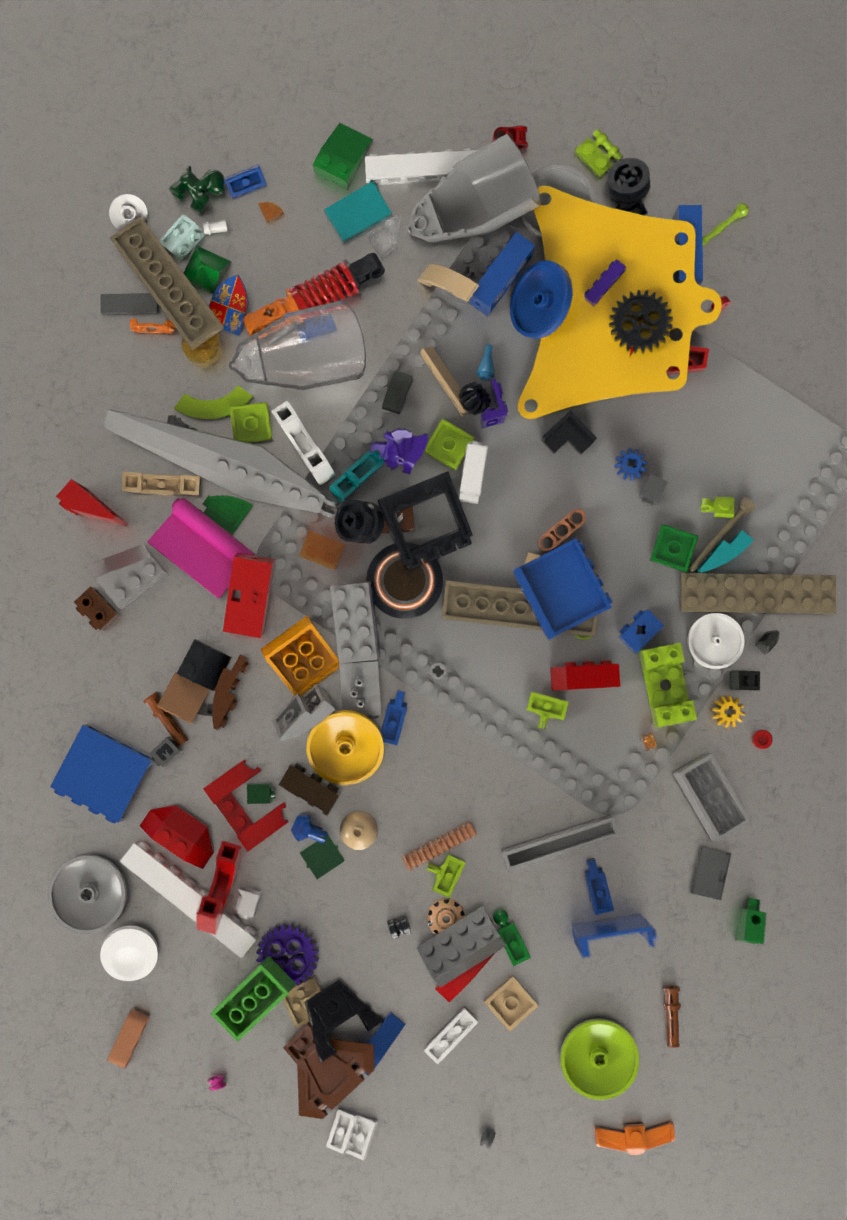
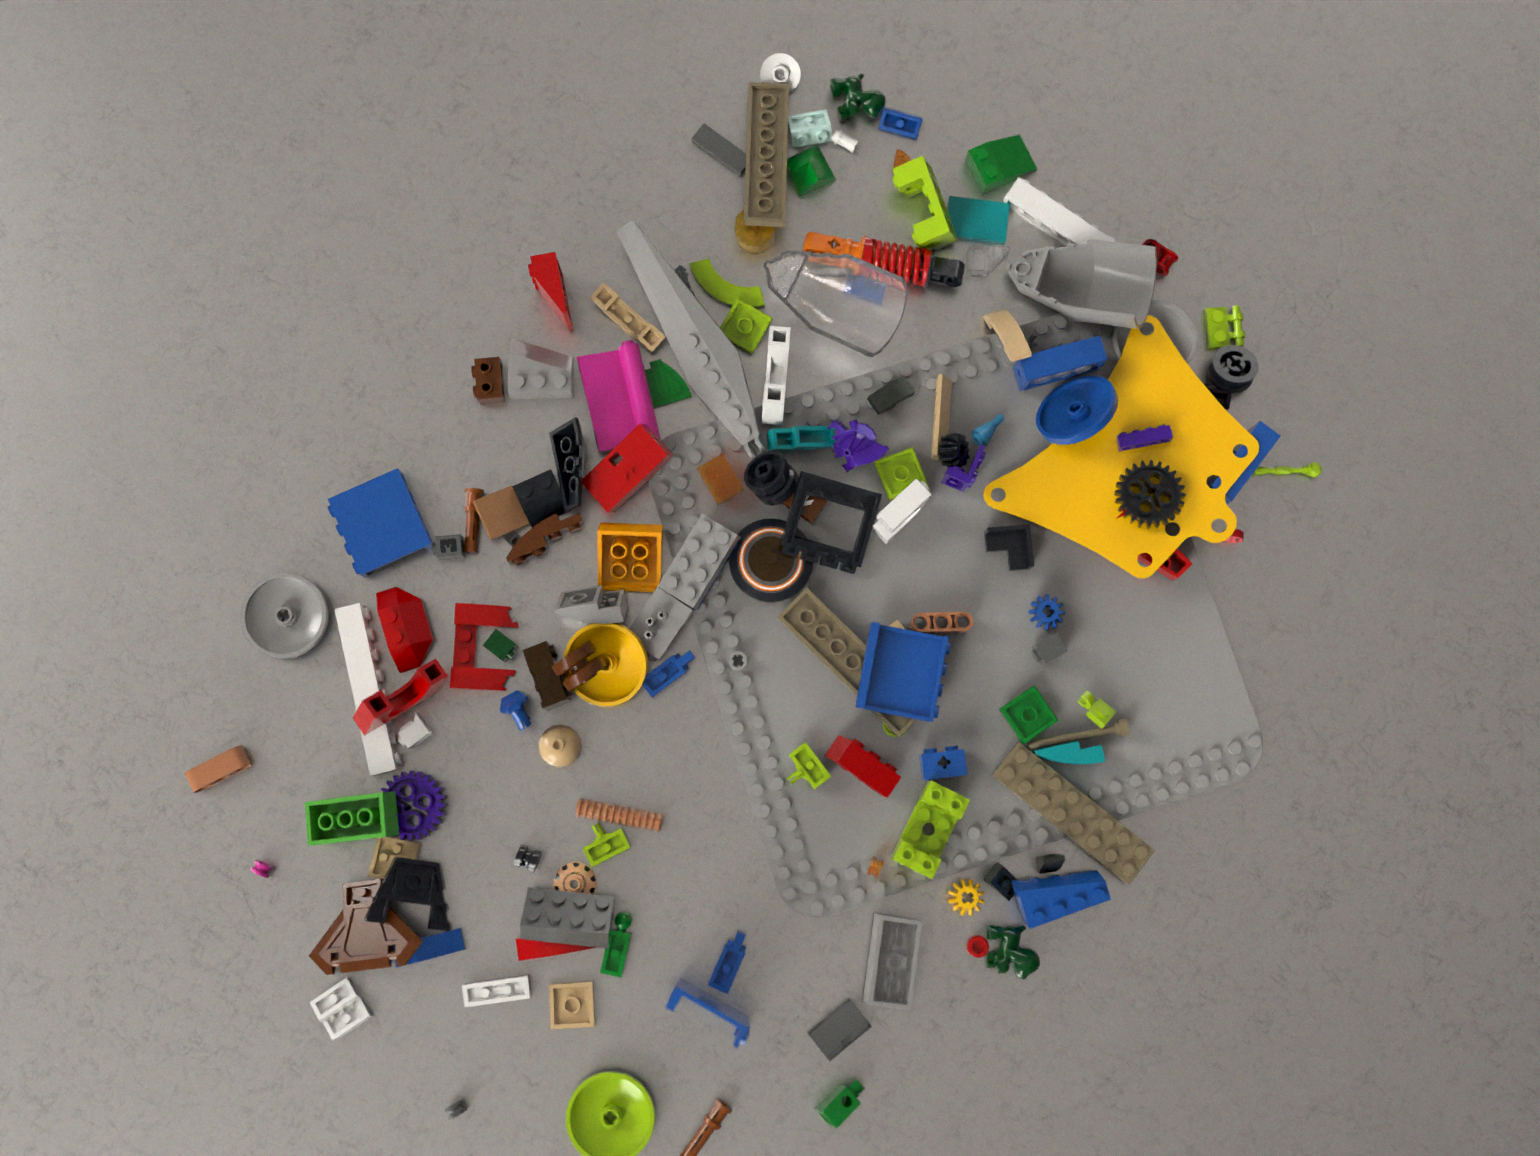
camera: 25 degrees right, 5 degrees down
(129, 953) = (278, 695): white piece -> none
(166, 328) = (736, 192): orange piece -> none
(200, 619) = (569, 458): none -> black wedge
(230, 304) = (806, 213): shield -> none
(292, 213) = (919, 177): none -> lime plate
(322, 857) = (510, 744): clear green piece -> none
(331, 765) = (578, 664): none -> reddish brown wheel
(560, 842) = (726, 895): light grey brick -> none
(715, 641) = (1003, 825): white piece -> none
(788, 726) = (1023, 959): none -> dark green animal
(793, 660) = (1058, 896): none -> blue wedge

